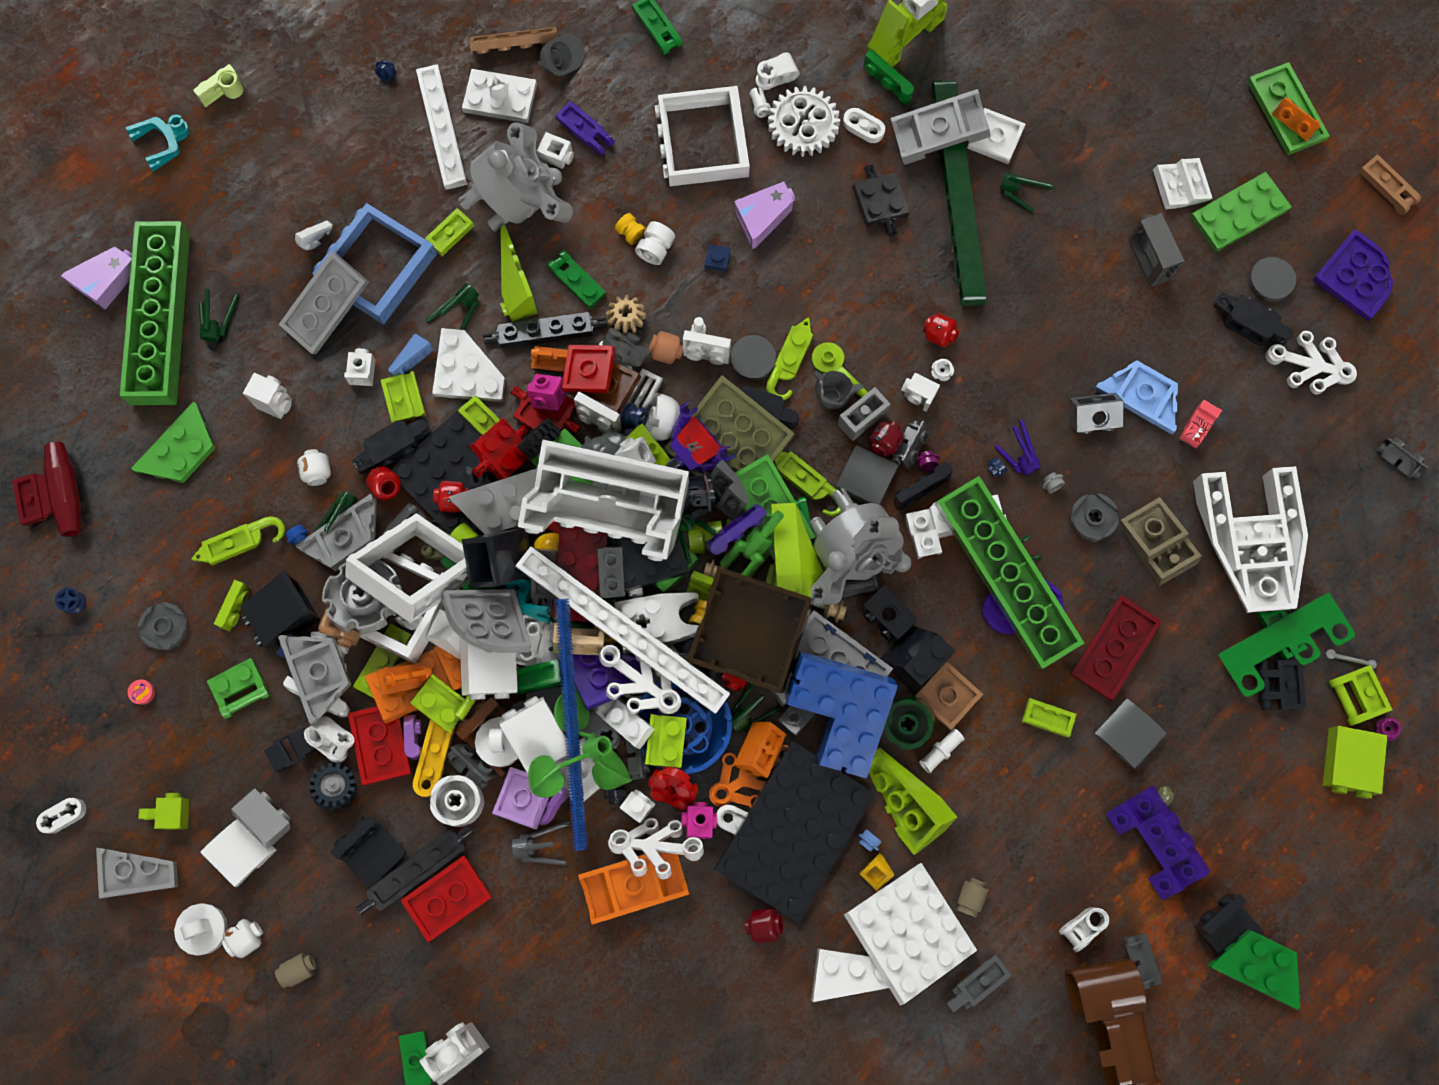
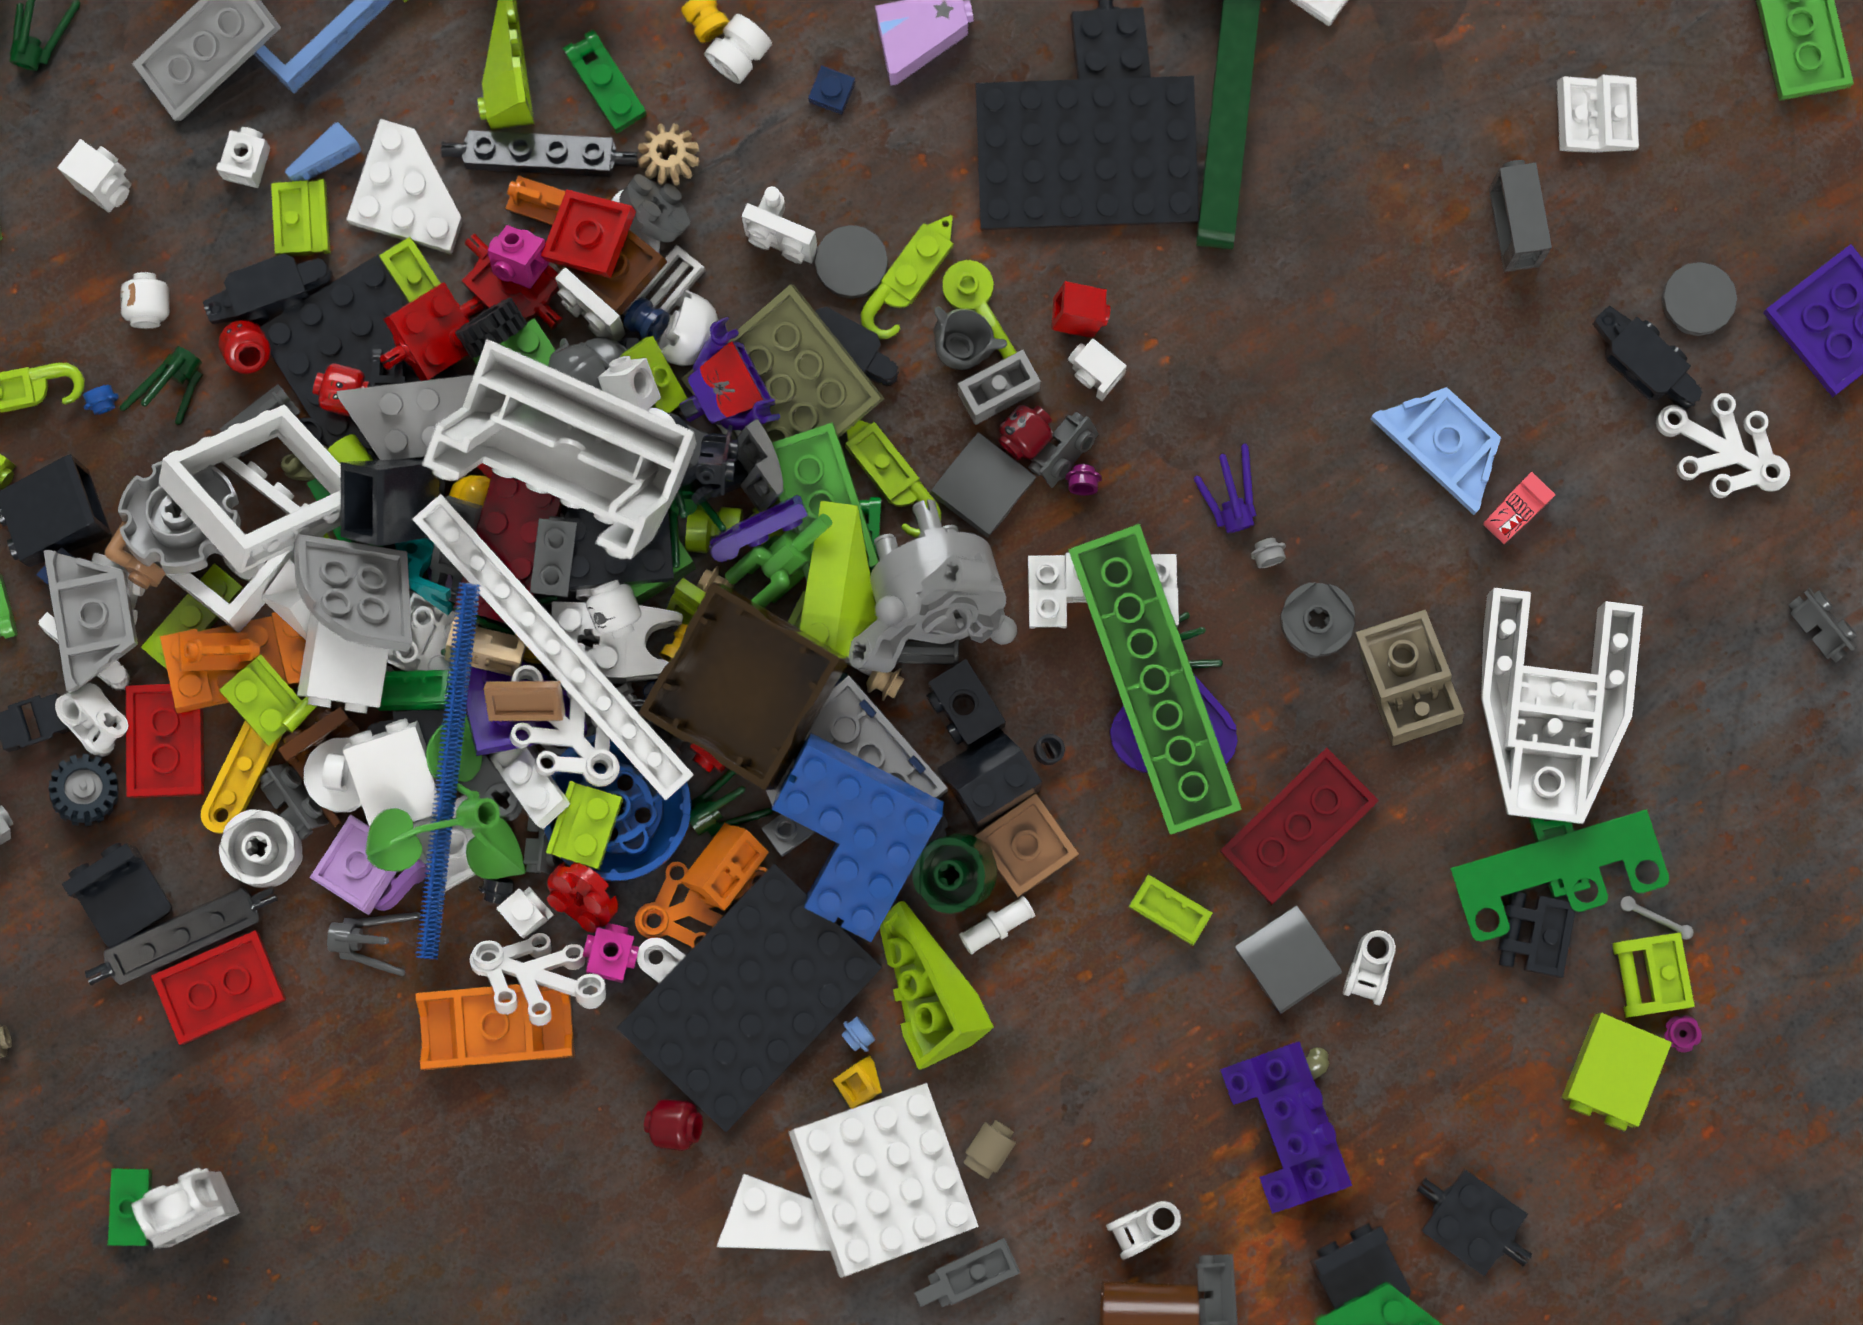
camera: 15 degrees right, 5 degrees up
(346, 536) = (173, 419): light grey wing -> none
(412, 728) = (215, 729): medium lavender plate -> none
(464, 297) = (425, 75): dark green plant -> none
(611, 668) = (524, 701): none -> medium nougat tile
(656, 597) = (613, 609): none -> white head
(665, 347) = (718, 219): nougat head -> none
(882, 264) = (1087, 152): none -> black plate
(901, 357) = (1080, 309): none -> red brick
(923, 486) = (1065, 518): black hinge -> none
(941, 330) = (1152, 277): red head -> none
(942, 364) = (1138, 331): white plate -> none
(950, 630) = (1054, 746): none -> black hinge
(996, 467) = (1186, 511): dark blue plate -> none
(1013, 182) = (1326, 59): dark green plant -> none
(1085, 407) = (1346, 444): brick -> none
(1184, 729) = (1370, 969): none -> white piece
(1240, 212) = (1678, 179): bright green plate -> none
(1291, 878) = (1474, 1222): none -> black plate
(1296, 119) = (1796, 36): orange hinge -> none

